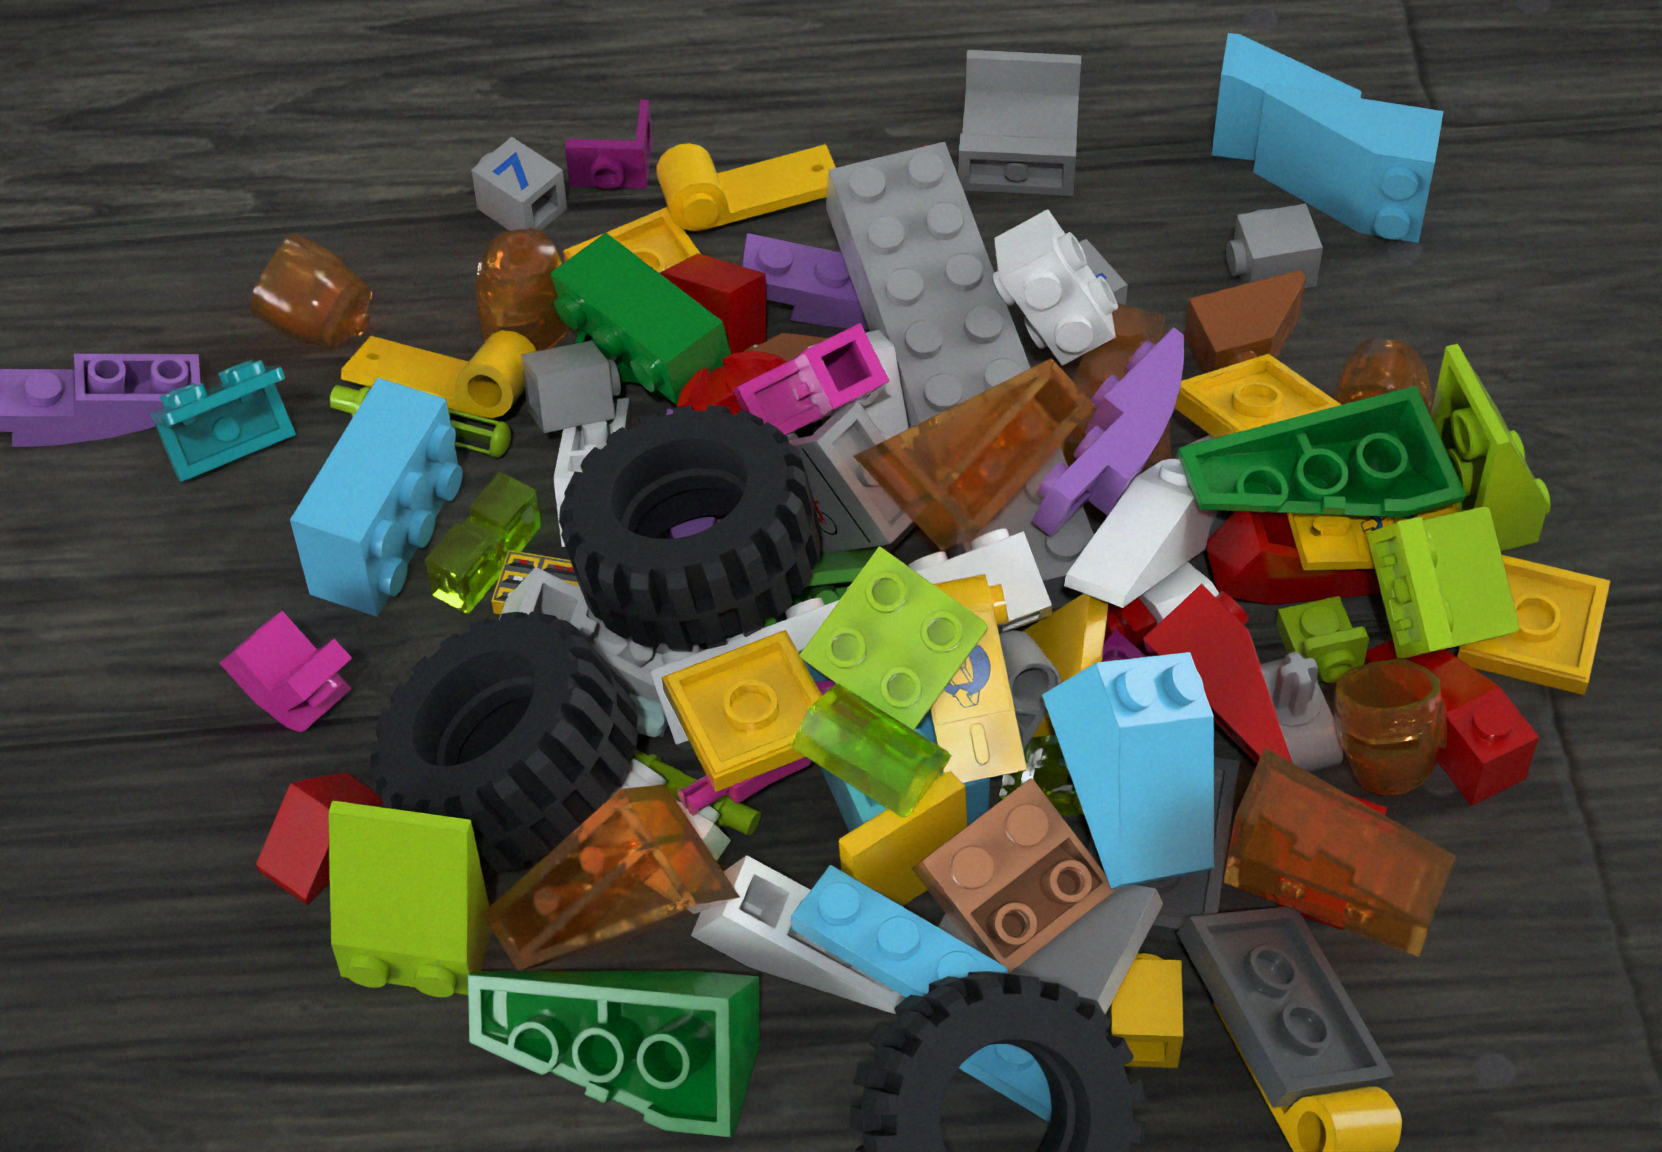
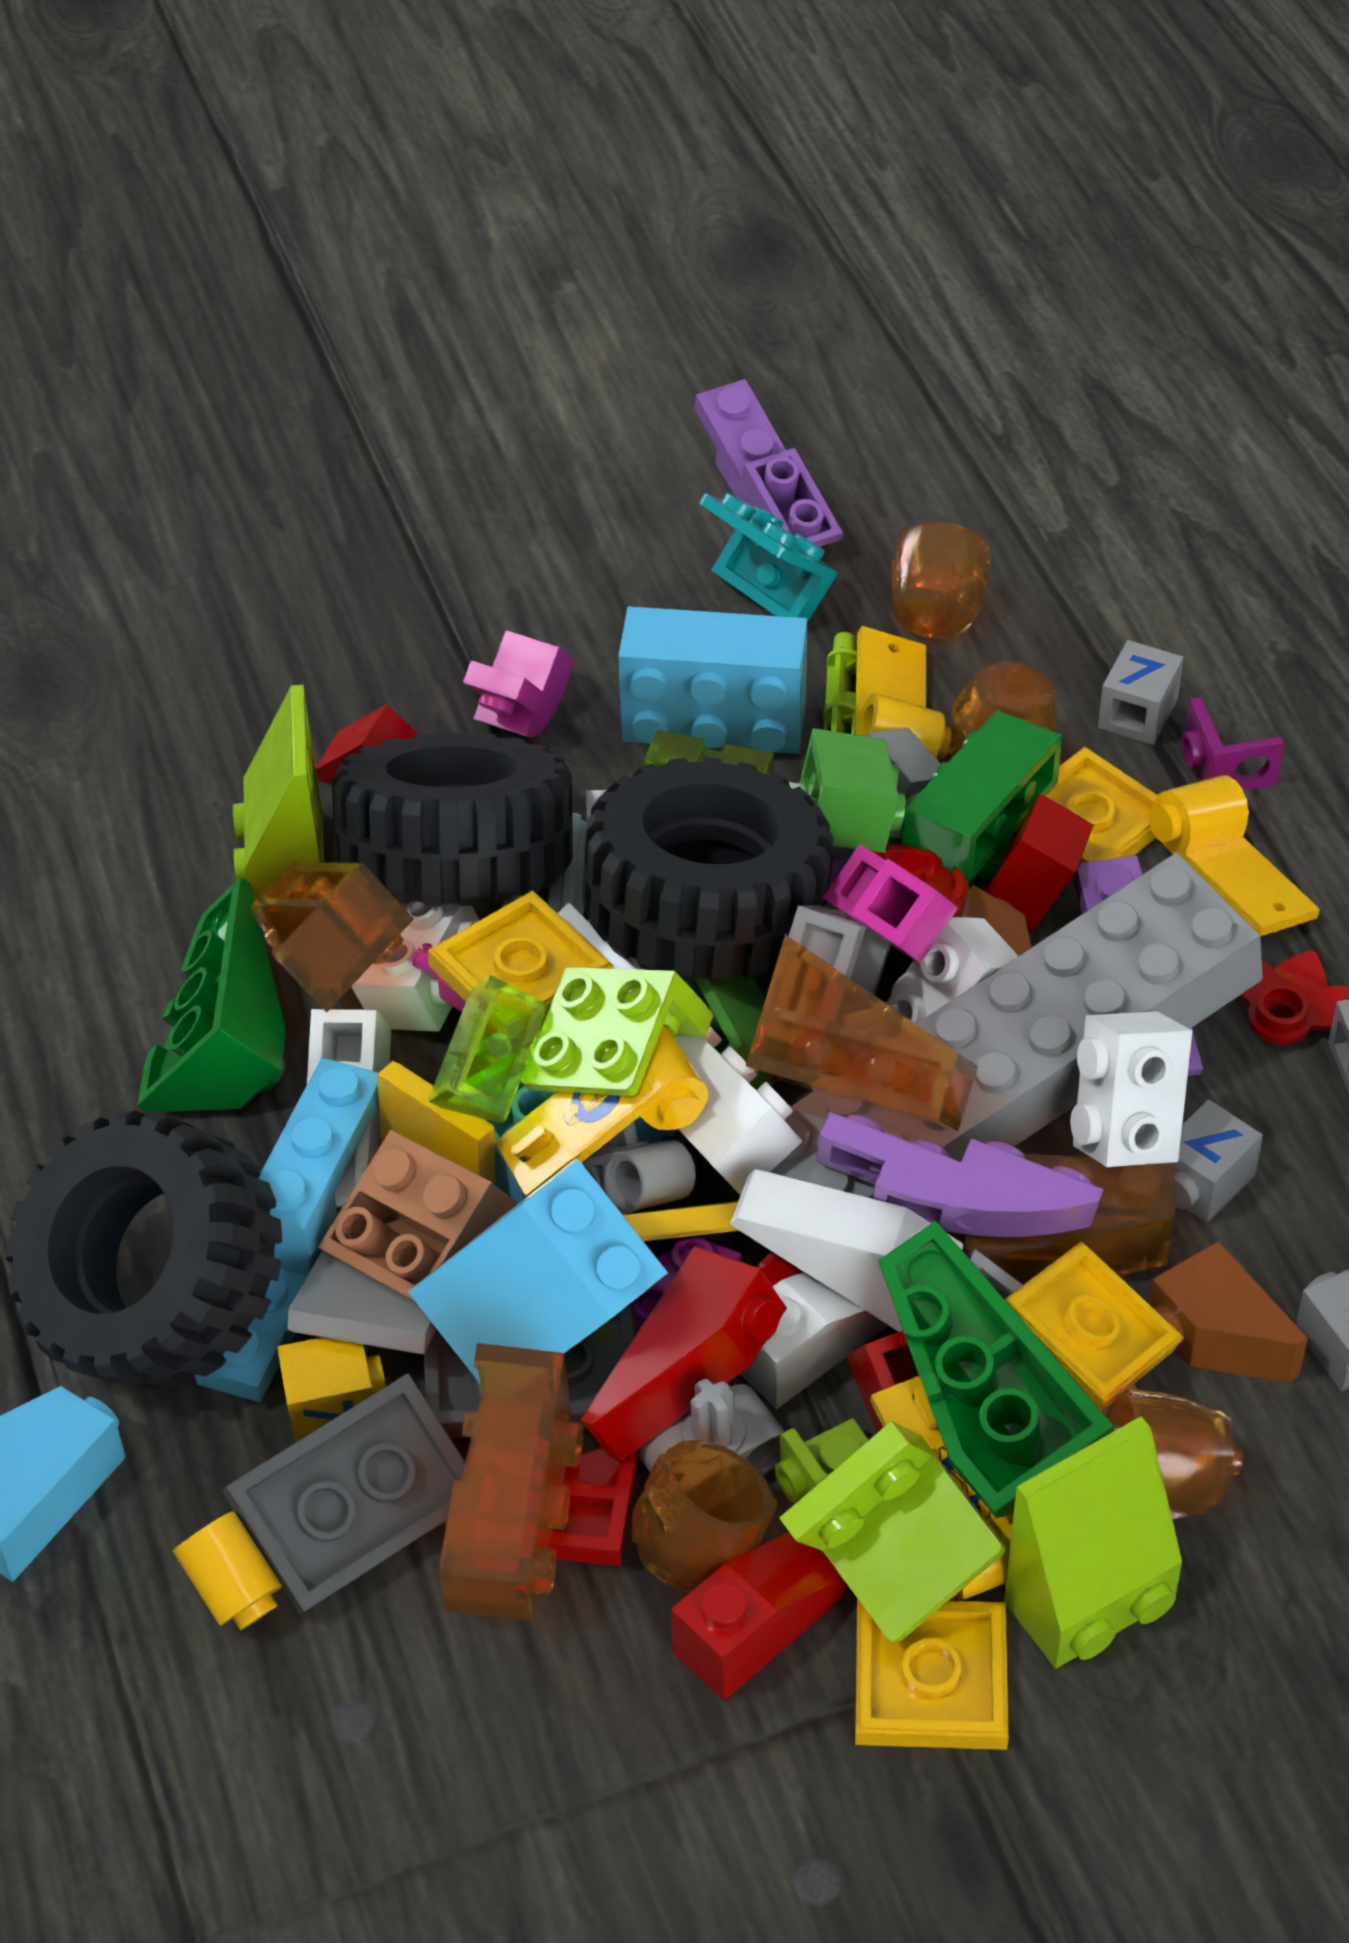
camera: 75 degrees right, 5 degrees down
(604, 393) = (854, 788): none -> bright green brick

